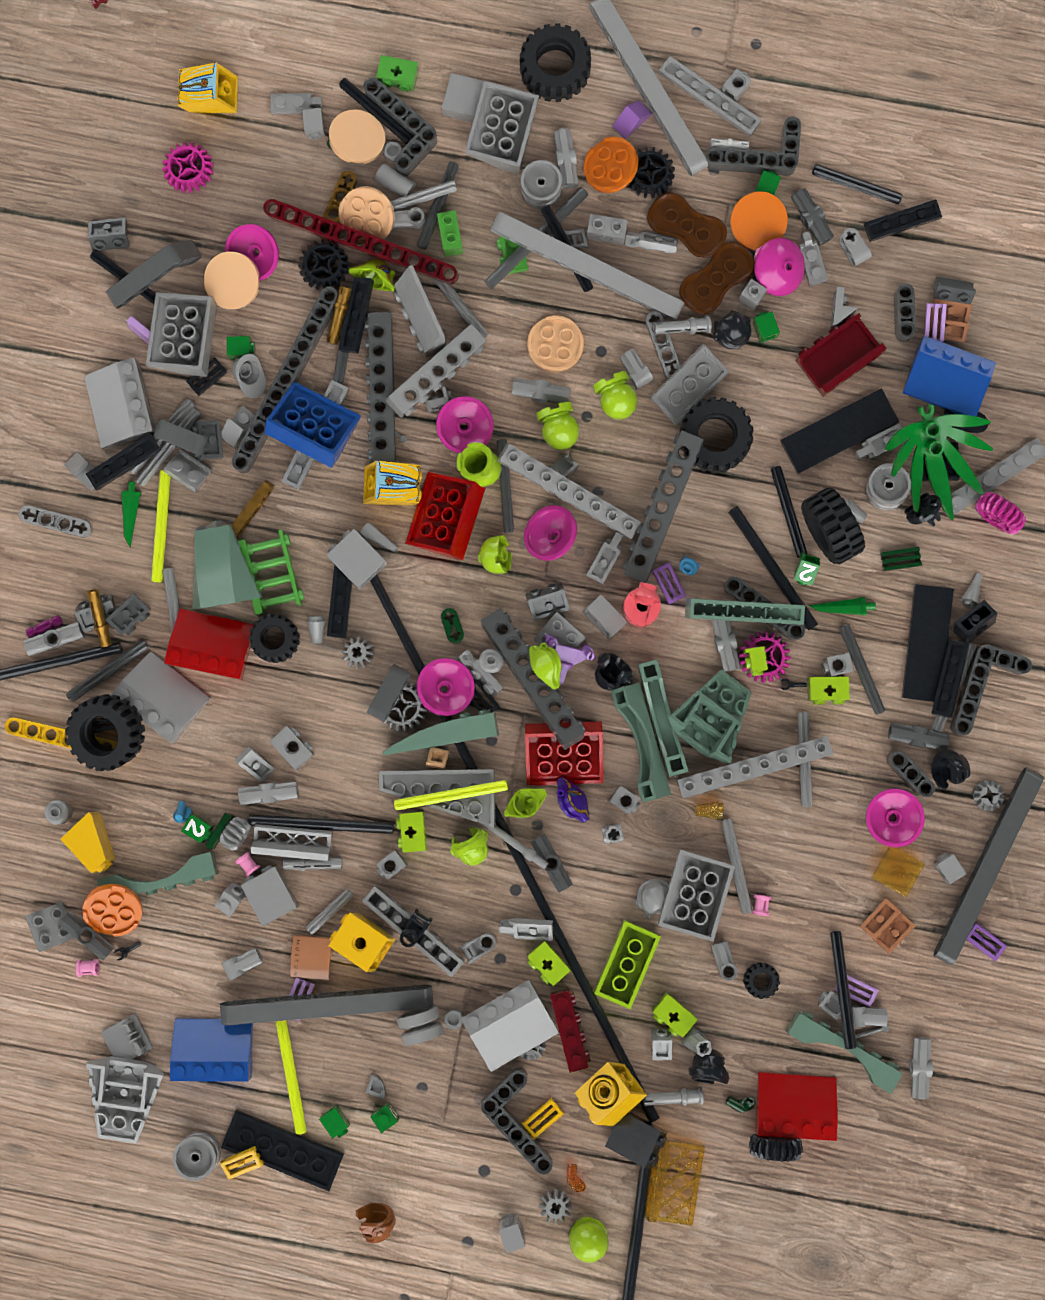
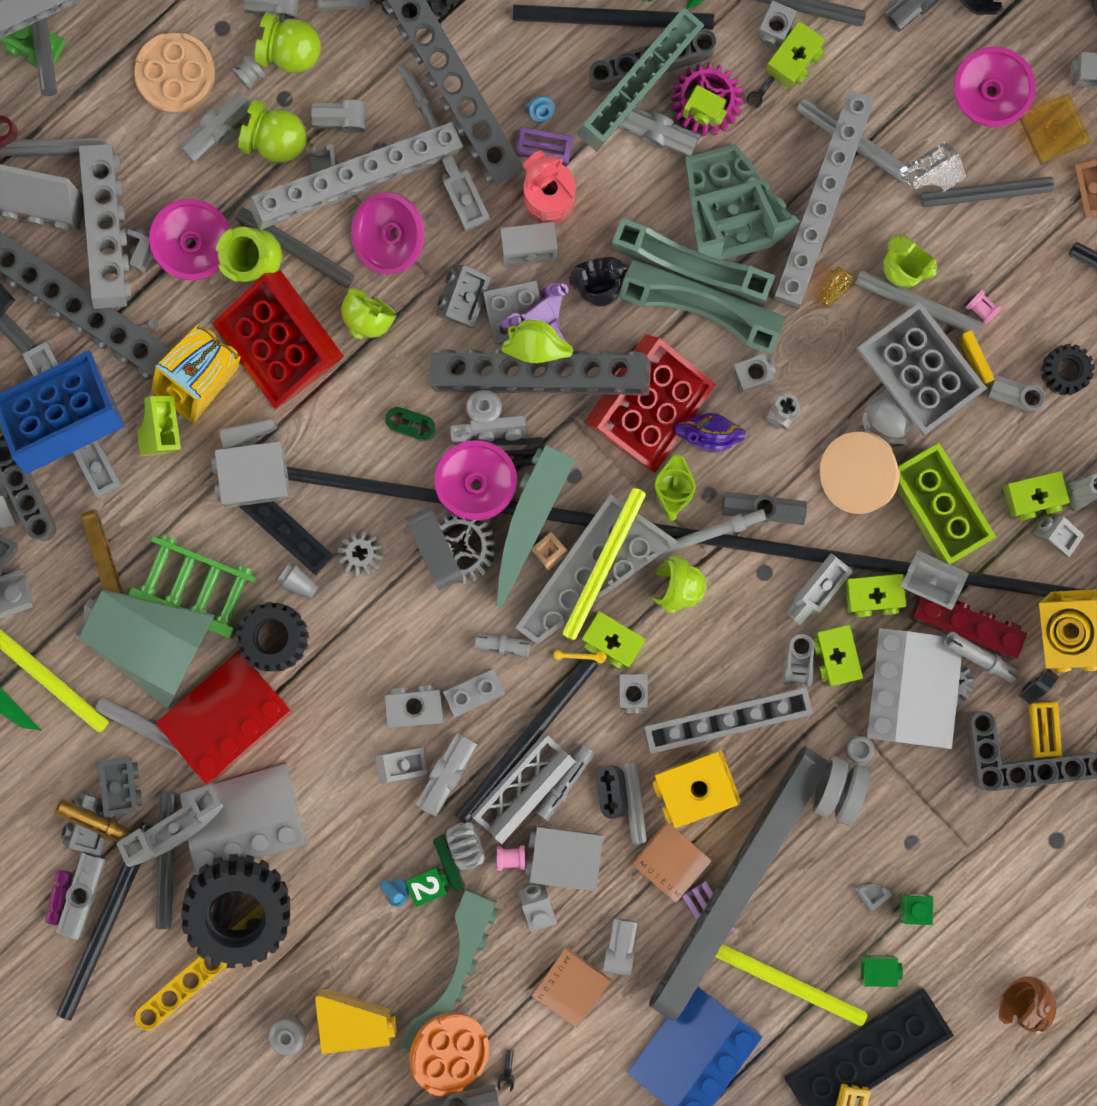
camera: 60 degrees left, 0 degrees up
(125, 663) = (173, 830): none -> light grey slope
(199, 951) = (571, 987): none -> nougat slope
(325, 775) = (474, 693): none -> light grey brick
(326, 894) = (612, 791): none -> black beam
(345, 487) = (159, 427): none -> lime arch
(365, 770) = (502, 644): none -> light grey pin
(396, 831) = (599, 657): none -> yellow hinge
(415, 927) = (727, 712): black piece -> none
(494, 978) = (848, 666): none -> lime brick
(557, 1058) = (989, 661): none -> light grey pin
(563, 1096) = (1038, 685): none -> black beam
(579, 991) = (934, 580): none -> light grey hinge
(585, 385) = (248, 72): none -> light grey wheel
(601, 459) = (347, 116): none -> light grey piece
(611, 903) = (859, 472): none -> light nougat tile
(643, 495) = (423, 103): none -> light grey piece
(728, 922) = (975, 357): none -> yellow tile
(754, 842) = (907, 262): none -> lime helmet
(822, 818) = (938, 167): none -> clear arch
(832, 858) = (987, 191): none -> dark grey axle
(917, 781) = (967, 27): dark grey beam -> none

